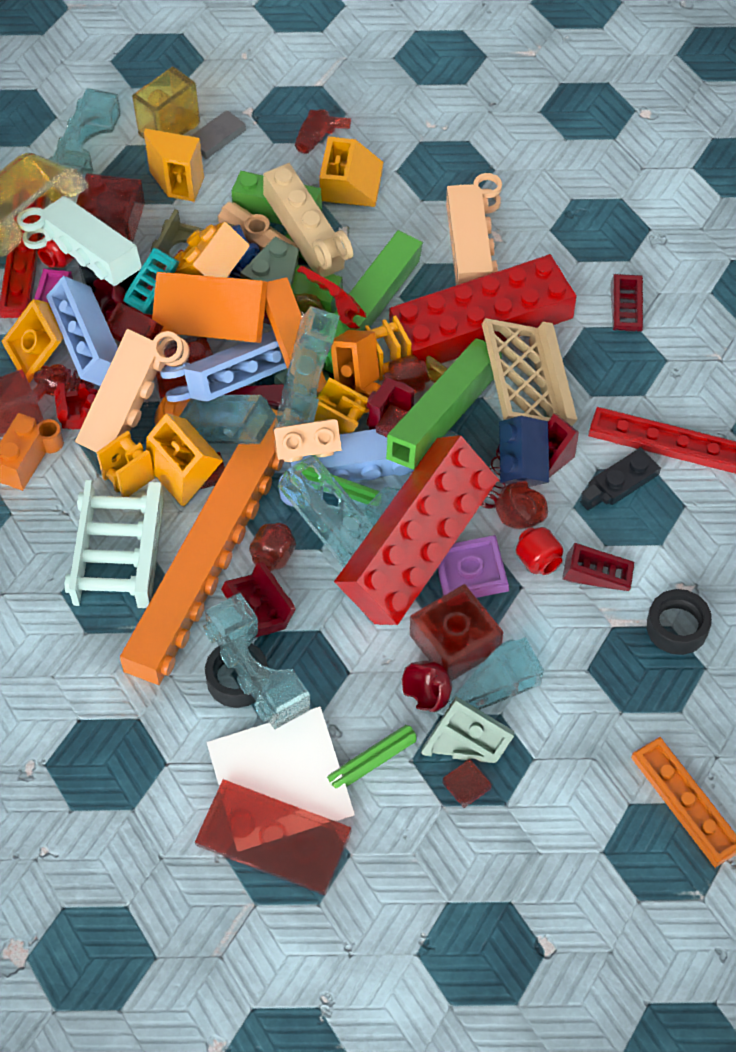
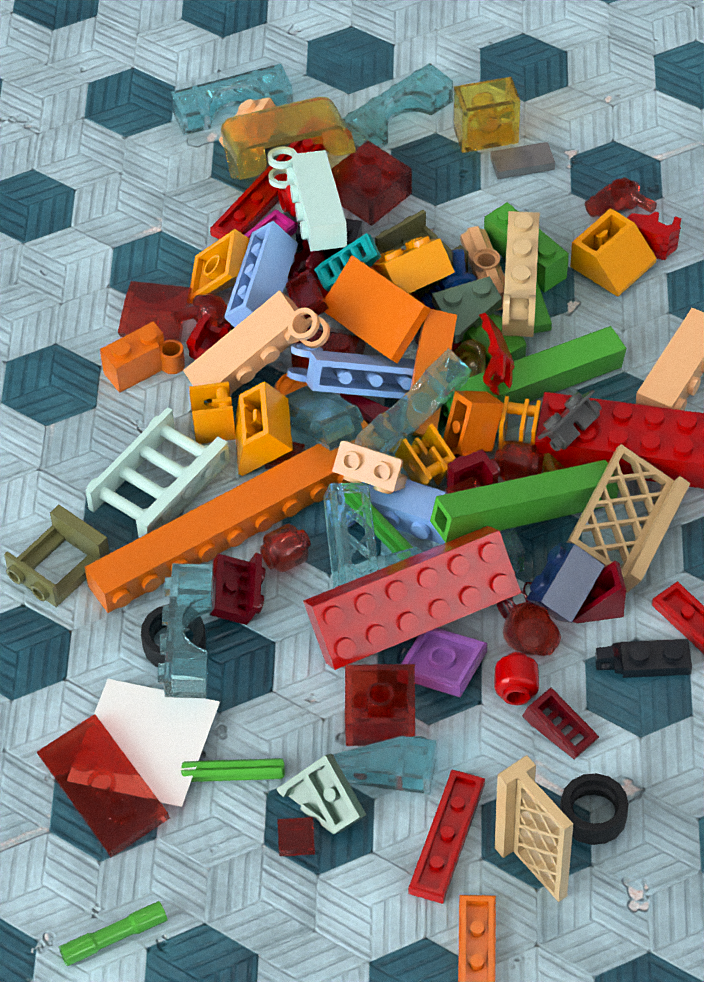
camera: 35 degrees right, 5 degrees down
(82, 631) = (64, 527): none -> olive panel
(175, 163) = (458, 170): light orange slope -> none
(371, 979) = (133, 924): none -> bright green piece
(374, 140) = (660, 237): none -> red hand
(428, 684) = (324, 732): dark red hair -> none
(434, 307) = (561, 428): none -> dark grey hinge
(583, 711) = (446, 836): none -> red tile
(651, 658) = (533, 827): none -> tan fence

